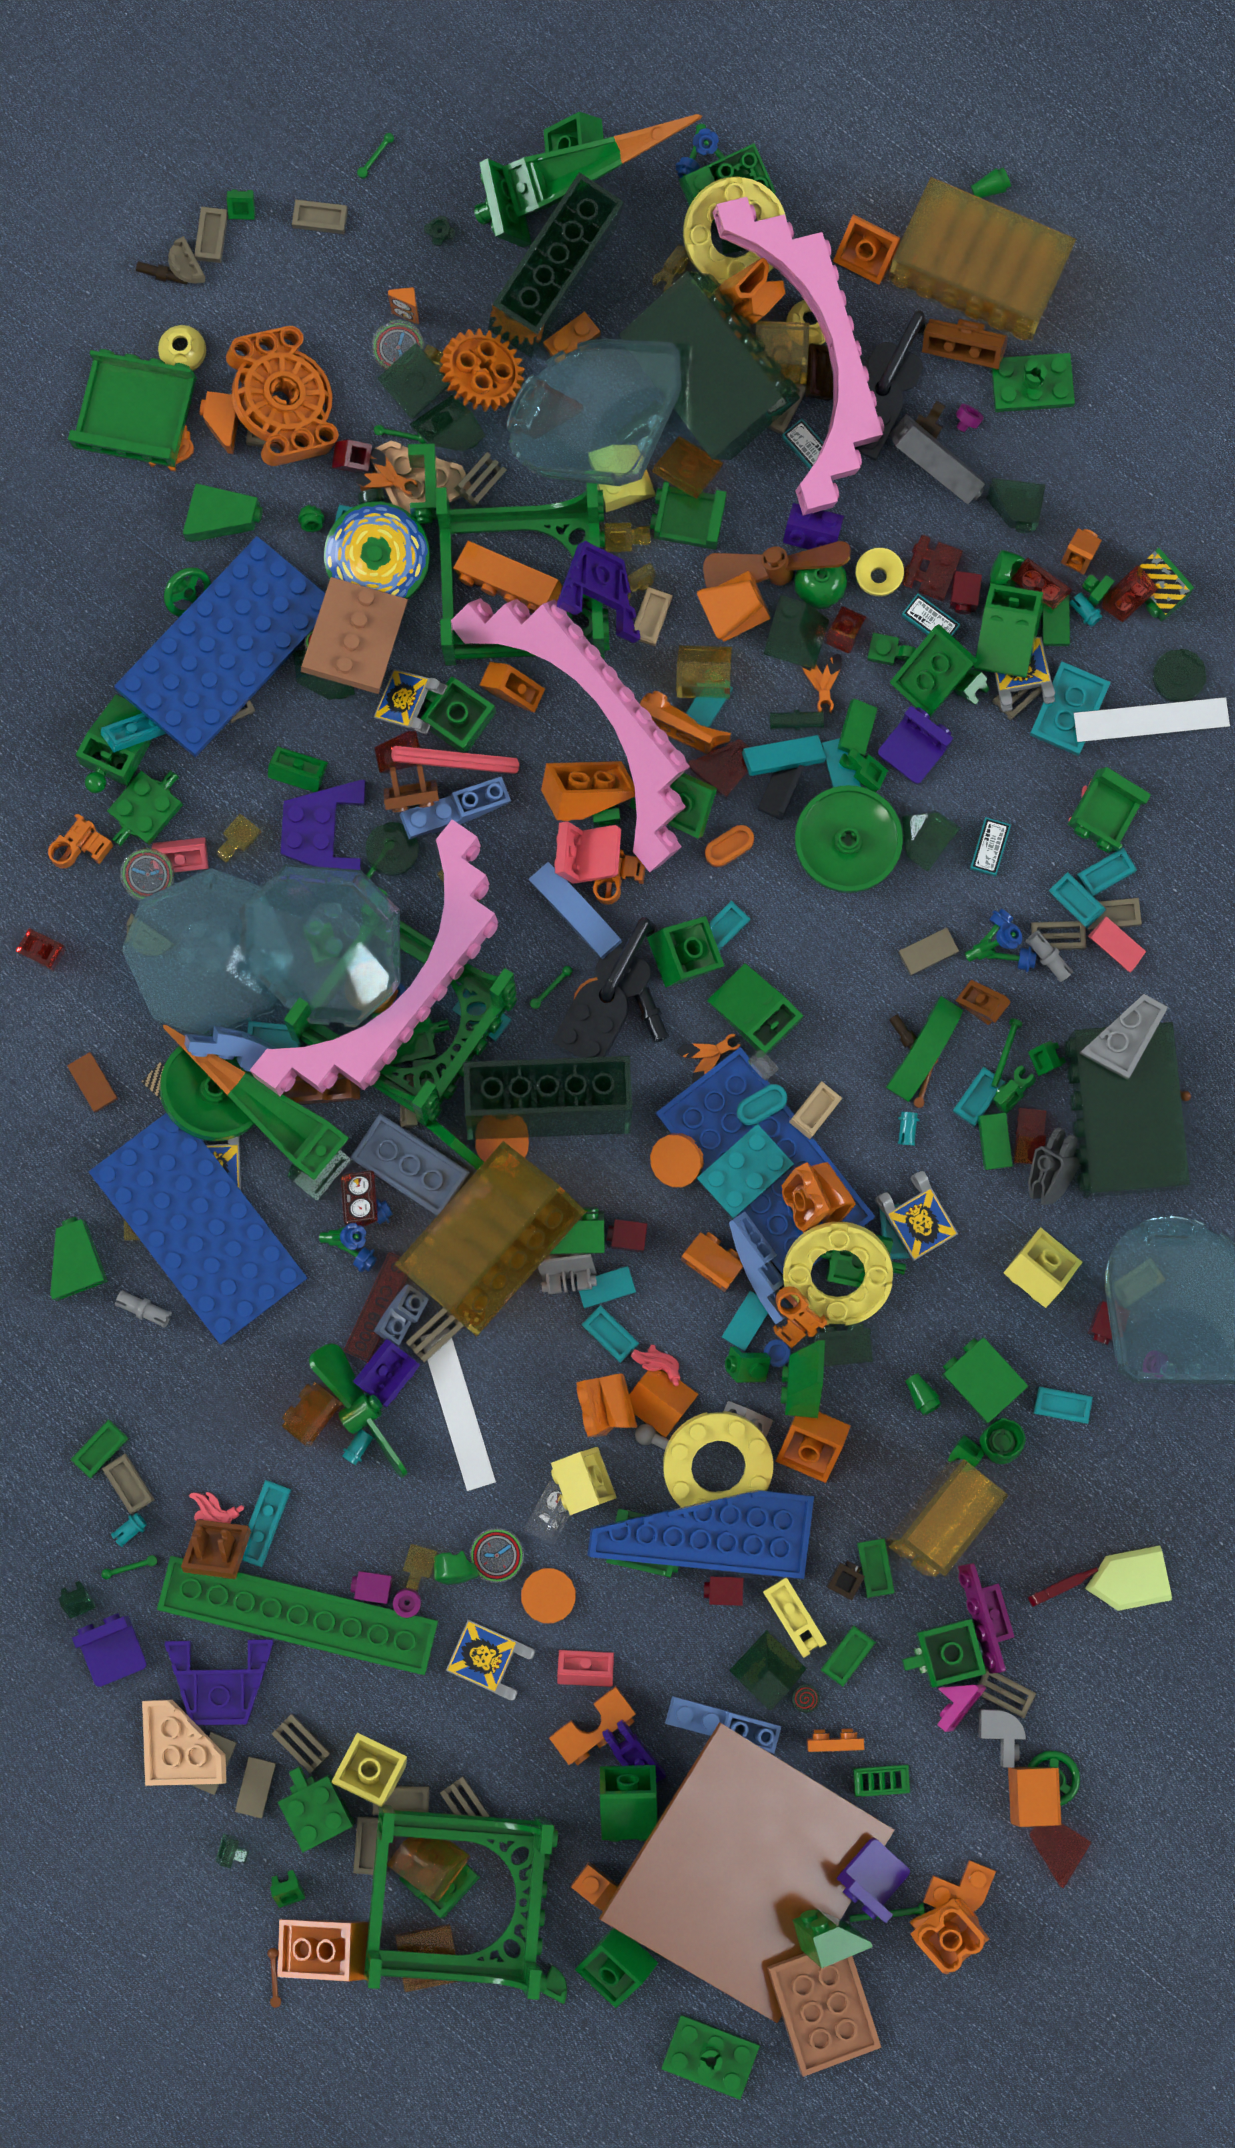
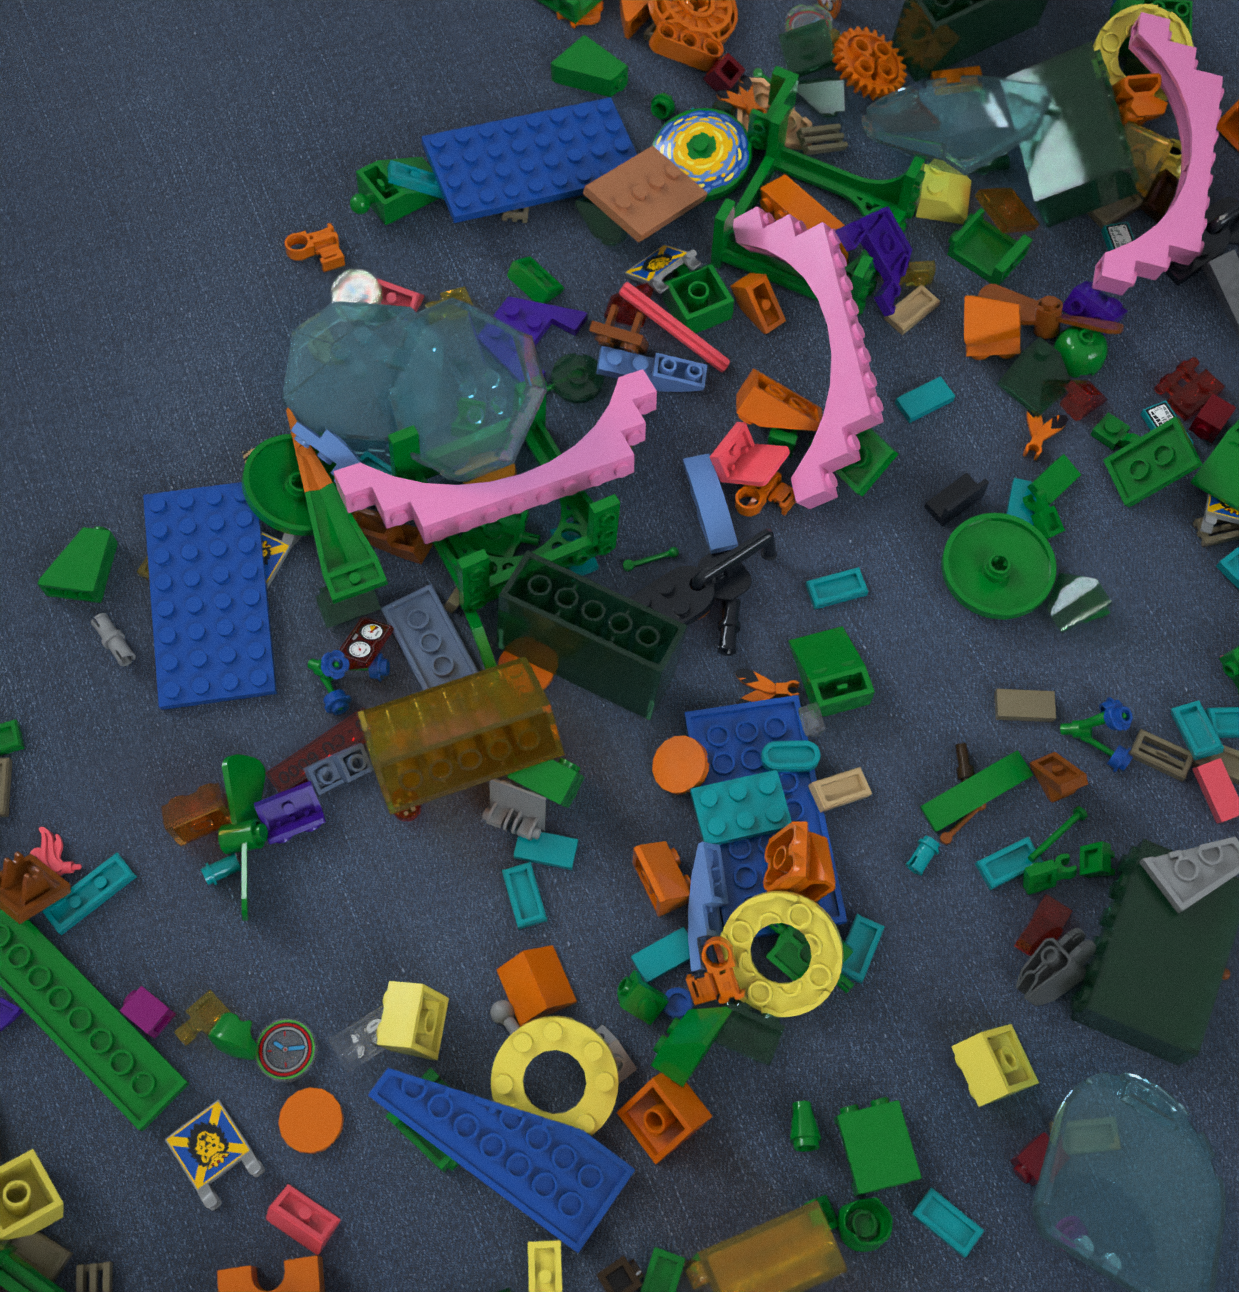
camera: 25 degrees right, 15 degrees down
(41, 949) = (232, 310): clear red slope -> none
(92, 1082) = (201, 433): dark orange tile -> none
(145, 808) = (389, 247): green plate -> none
(182, 588) = (519, 104): green piece -> none
(404, 1608) = (167, 1044): magenta tile -> none
(417, 1349) = (354, 794): dark tan tile -> none
(459, 1414) = (337, 889): white sticker -> none
(605, 1405) = (477, 956): orange piece -> none
(620, 536) = (920, 236): clear yellow plate -> none
(627, 1235) = (594, 810): dark red brick -> none
(656, 1360) = (554, 944): coral piece -> none
(680, 725) = (899, 409): orange slope -> none
(685, 951) = (791, 586): green slope -> none
(704, 672) = (934, 371): clear yellow slope -> none
(722, 767) = (917, 454): clear red wing -> none
(724, 1590) = (488, 1217): dark red brick -> none
(729, 846) = (881, 522): orange tile -> none
(783, 755) = (973, 468): teal tile -> none
(796, 720) = (1000, 448): clear green pin -> none
(884, 560) = (1145, 359): light yellow piece -> none
(915, 745) = (1104, 519): dark purple bracket -> none
(919, 1221) = (889, 950): flag -> none
(970, 684) = (1180, 494): green tile -> none
(990, 847) = (1131, 643): tile -> none
(995, 1141) = (1005, 912): green tile -> none
(1049, 956) = (1145, 766): light grey pin -> none

